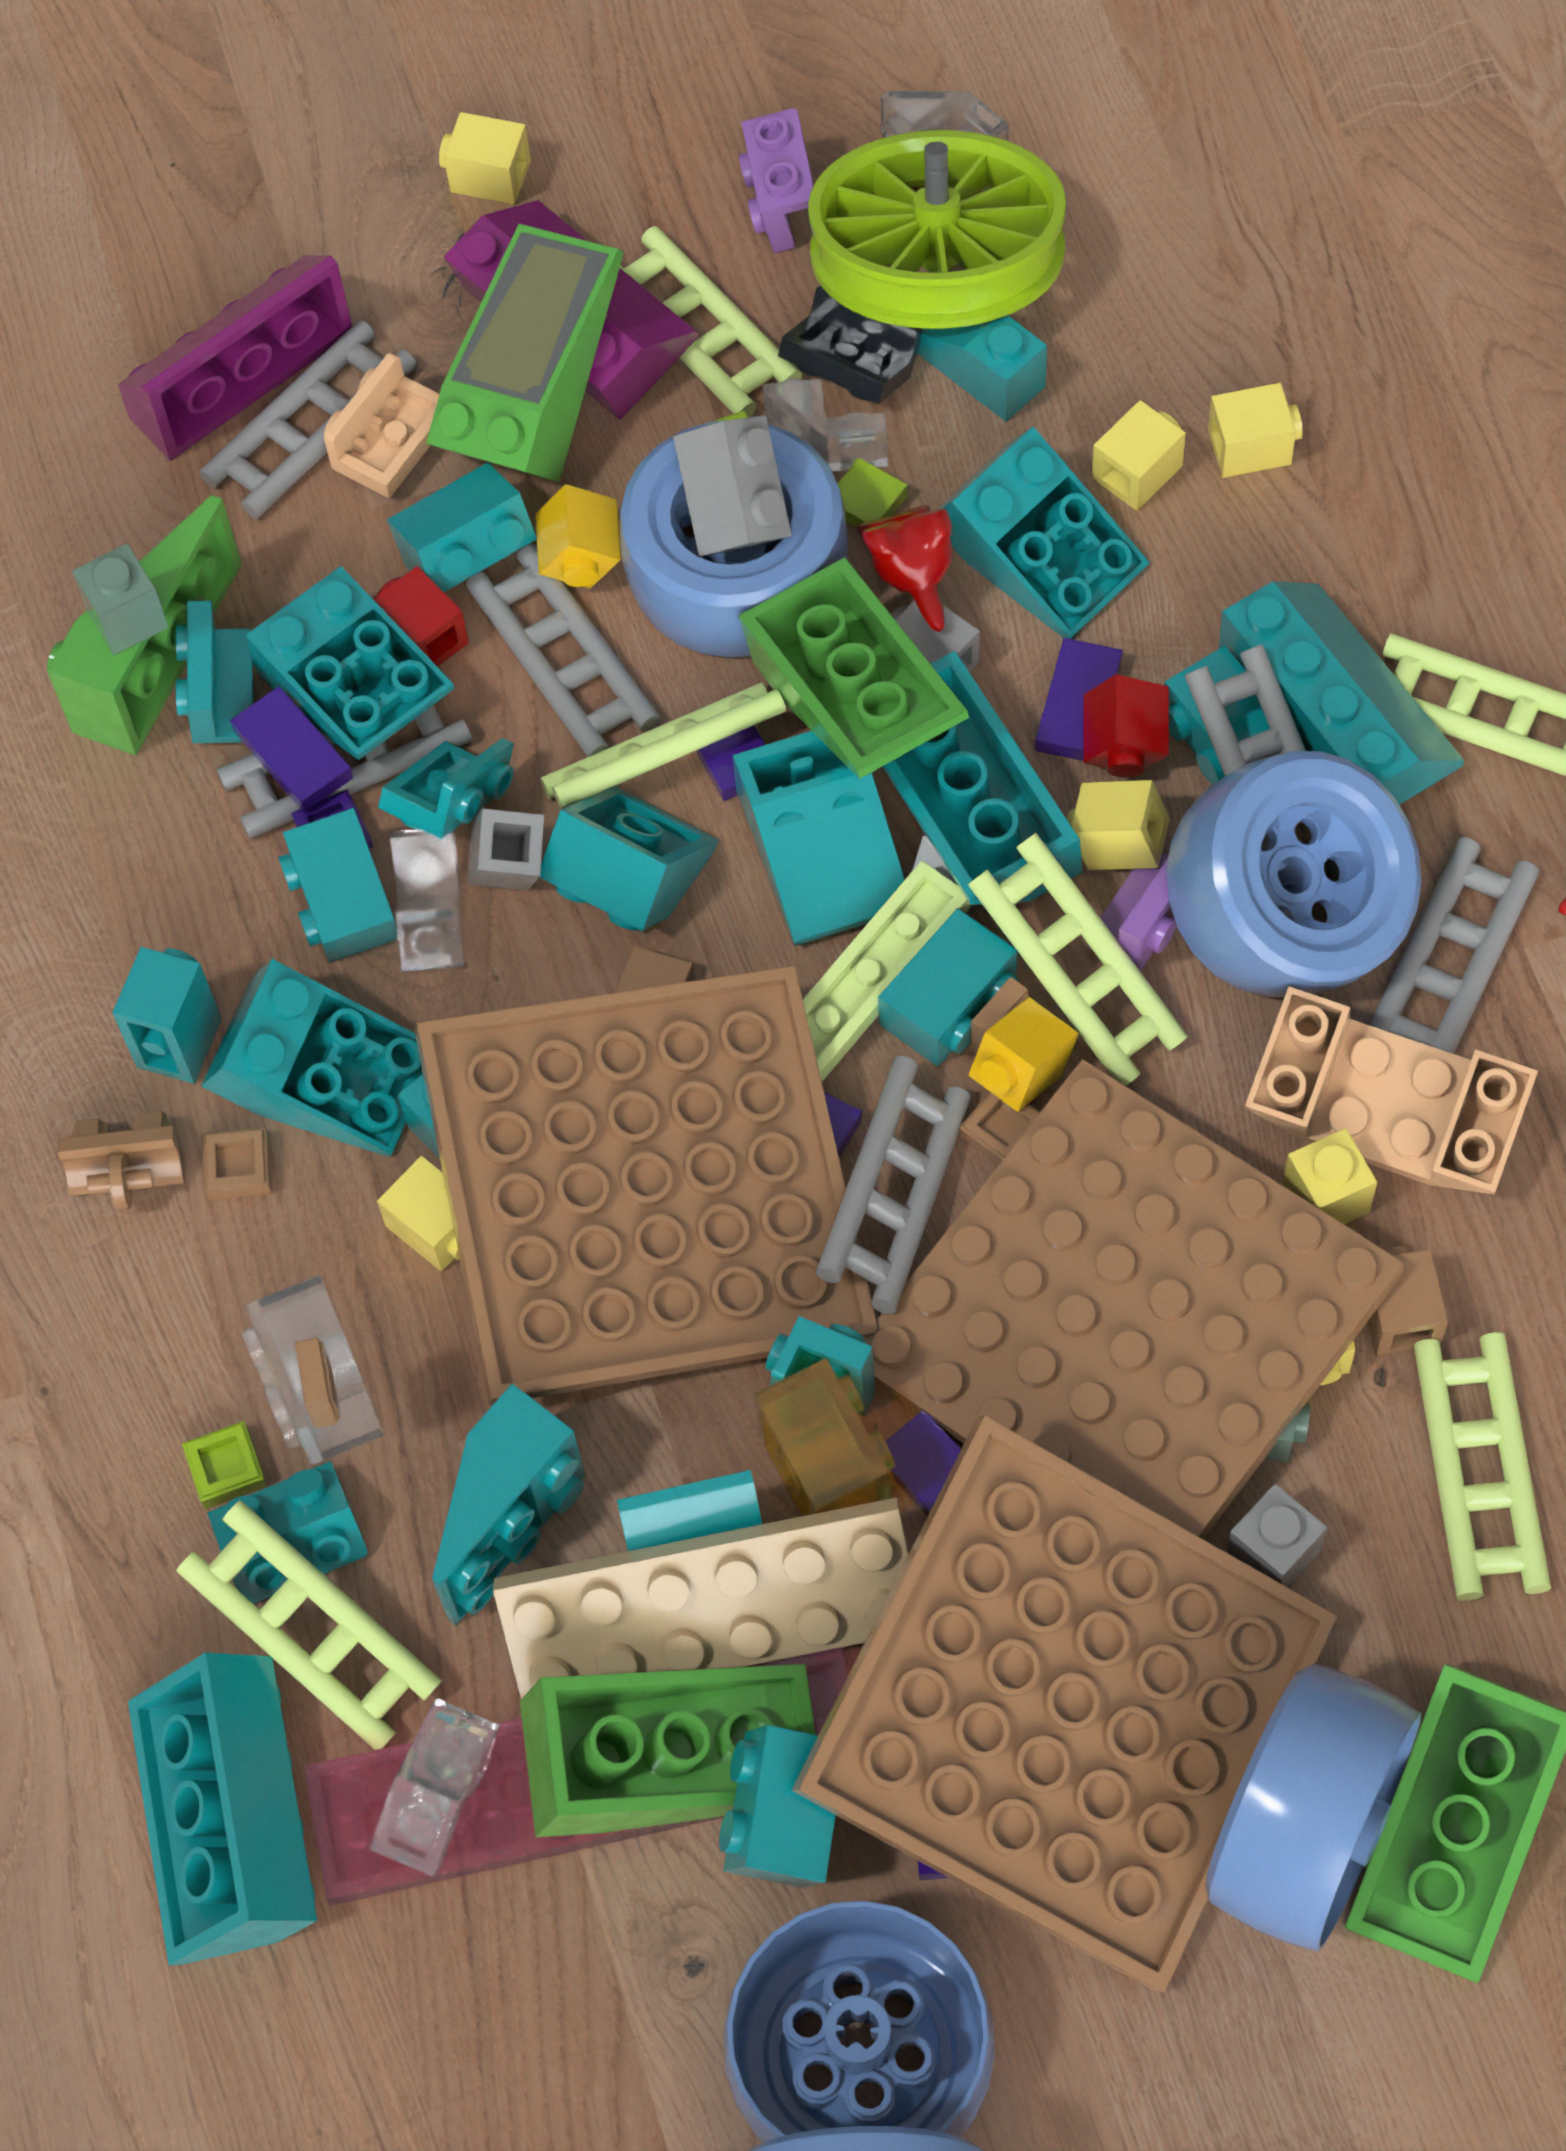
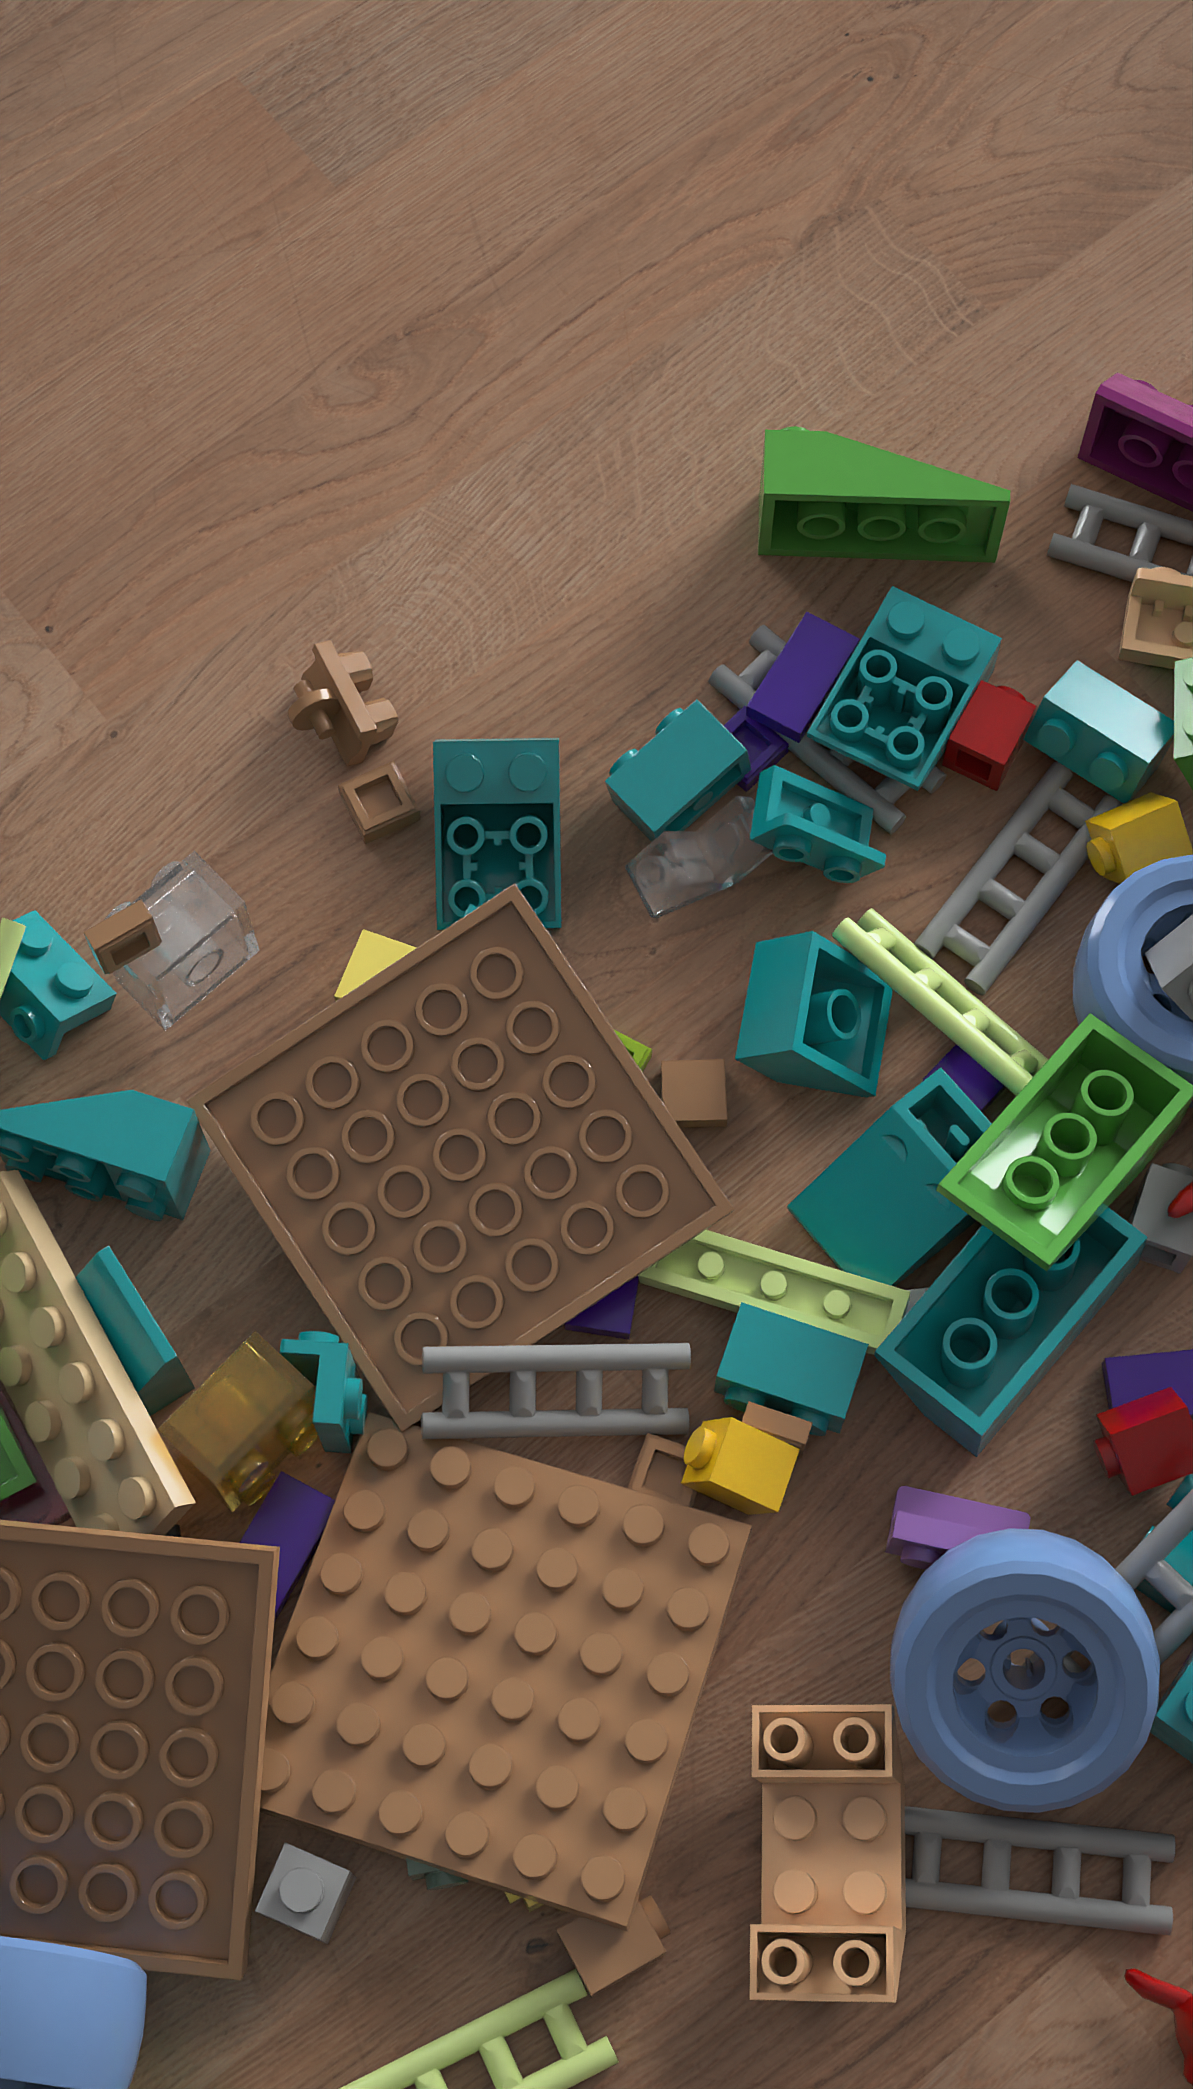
camera: 65 degrees right, 5 degrees up
(120, 599) = (849, 453): sand green brick -> none
(167, 1013) = (485, 678): teal brick -> none
(217, 675) = (851, 578): teal bracket -> none
(224, 1465) = (83, 903): lime tile -> none
(505, 849) = (768, 902): light grey brick -> none
(1116, 970) = (898, 1470): yellowish green bar -> none
(1120, 824) = (1033, 1473): light yellow brick -> none
(1332, 1177) = (713, 1822): light yellow brick -> none

